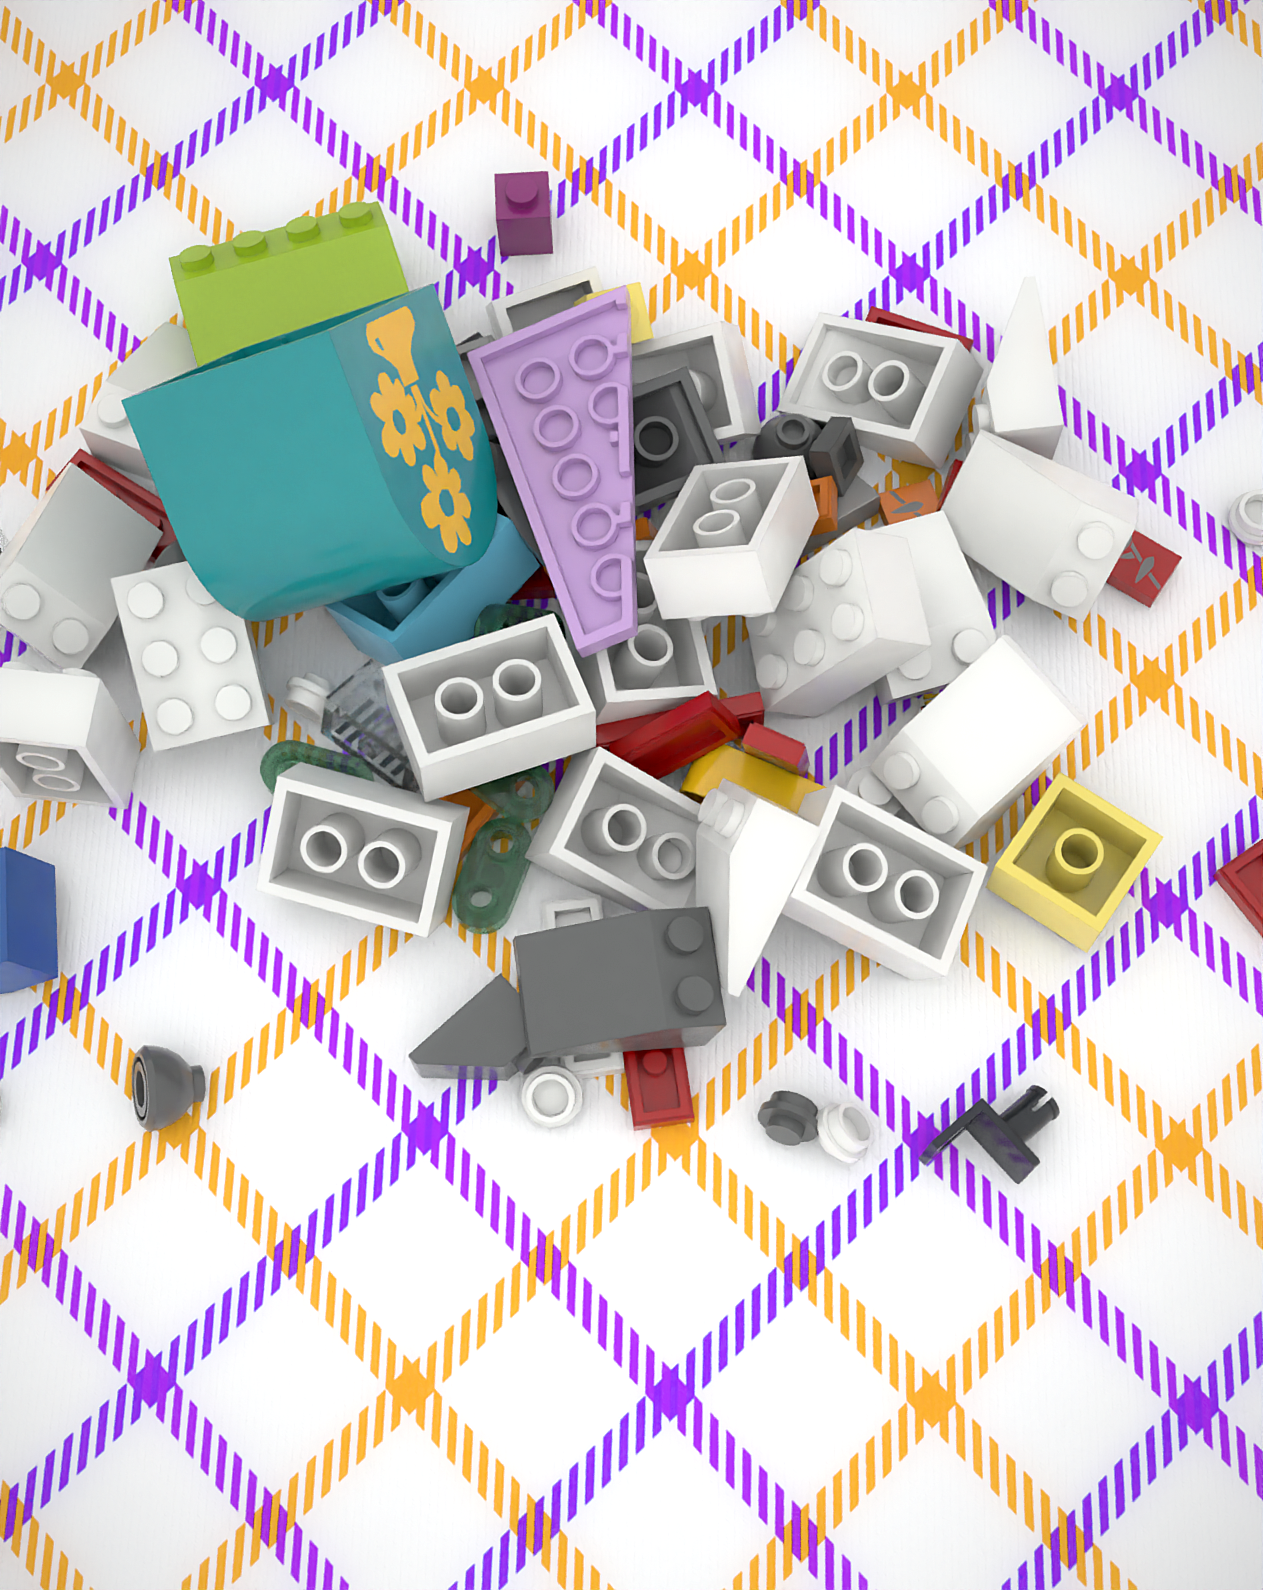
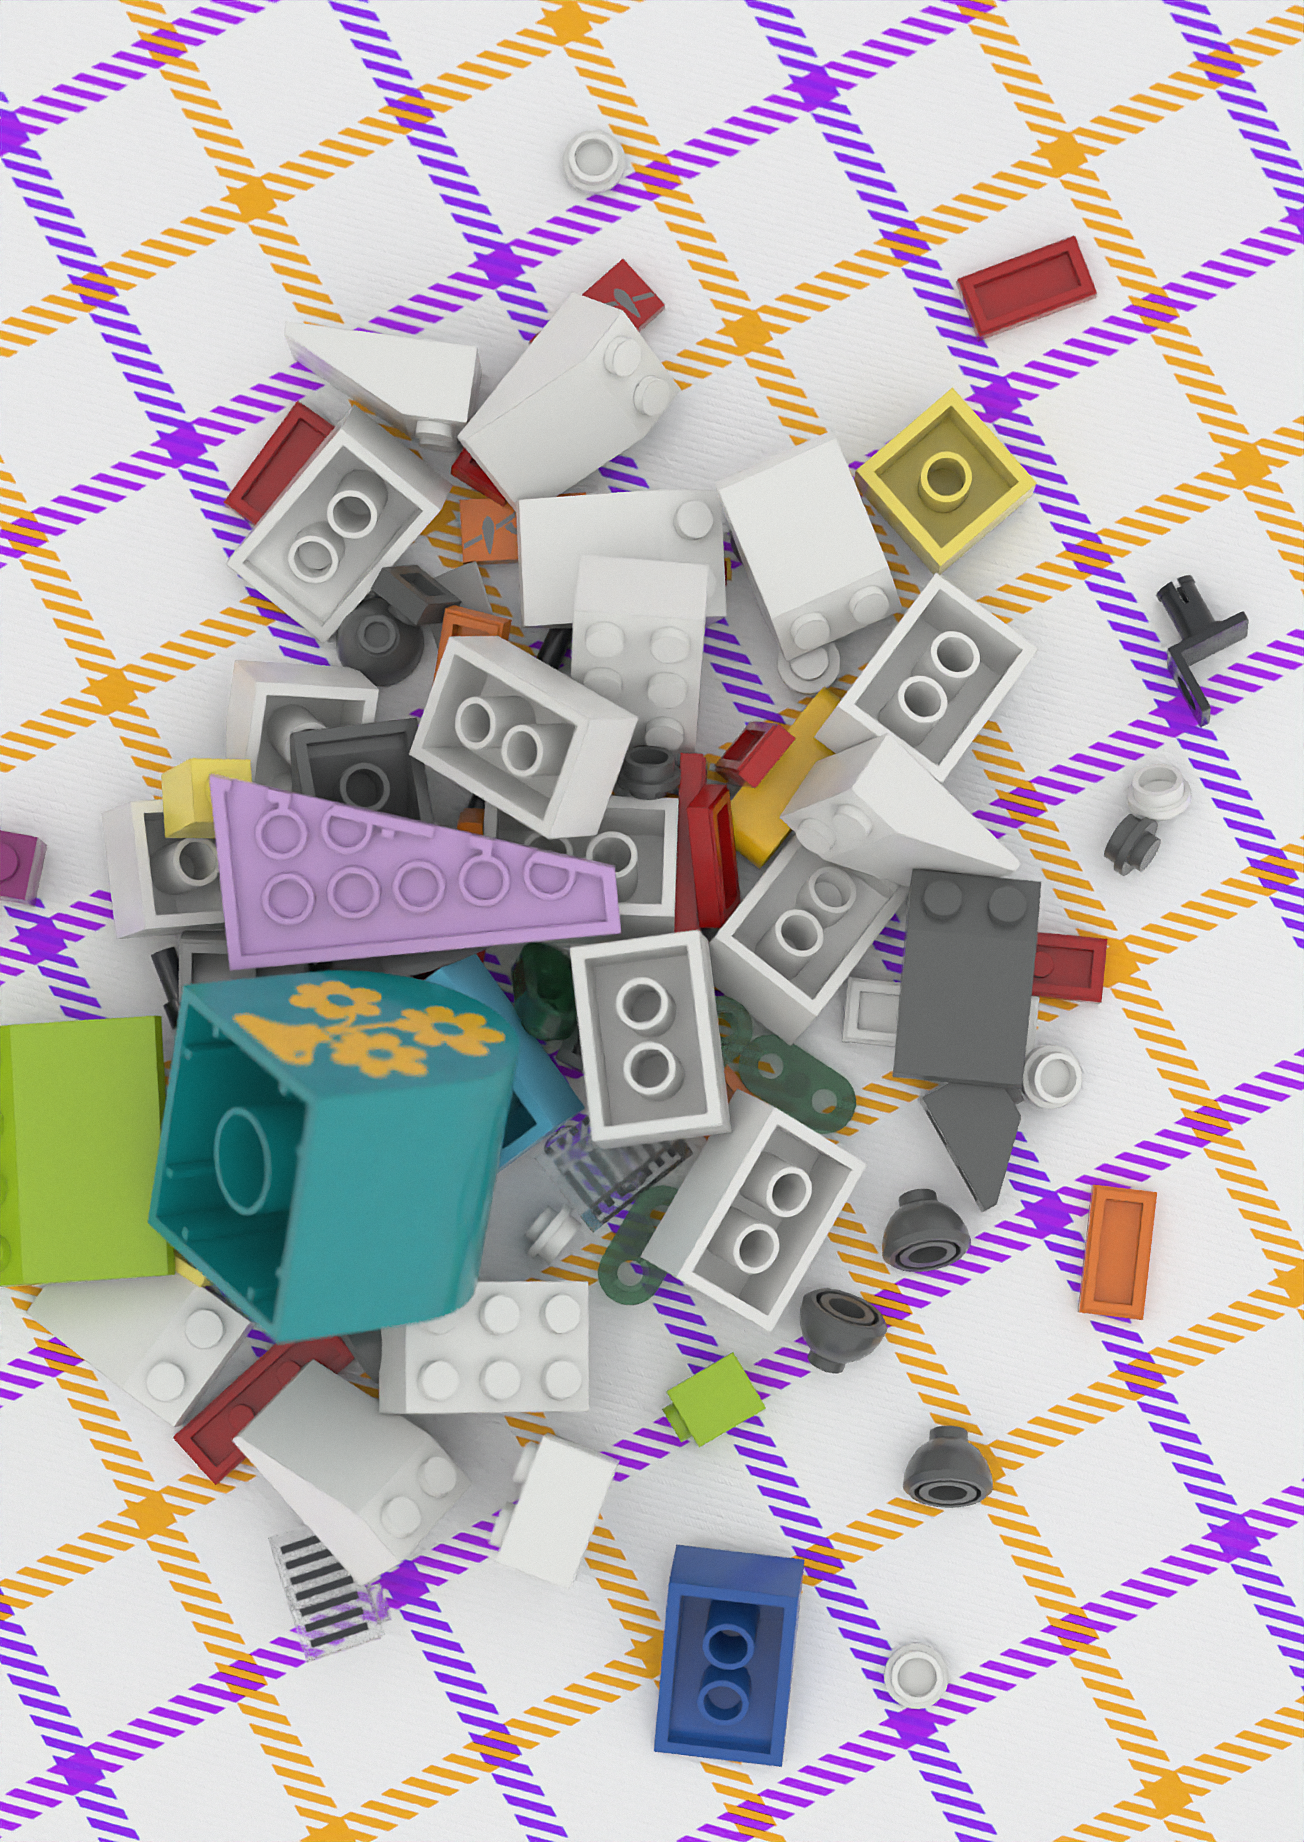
camera: 75 degrees left, 15 degrees up
(190, 866) = (712, 1401): none -> lime brick
(277, 958) = (839, 1328): none -> dark grey brick
(379, 1013) = (924, 1234): none -> dark grey brick
(401, 1200) = (1117, 1252): none -> orange tile
(733, 664) = (649, 772): none -> dark grey plate

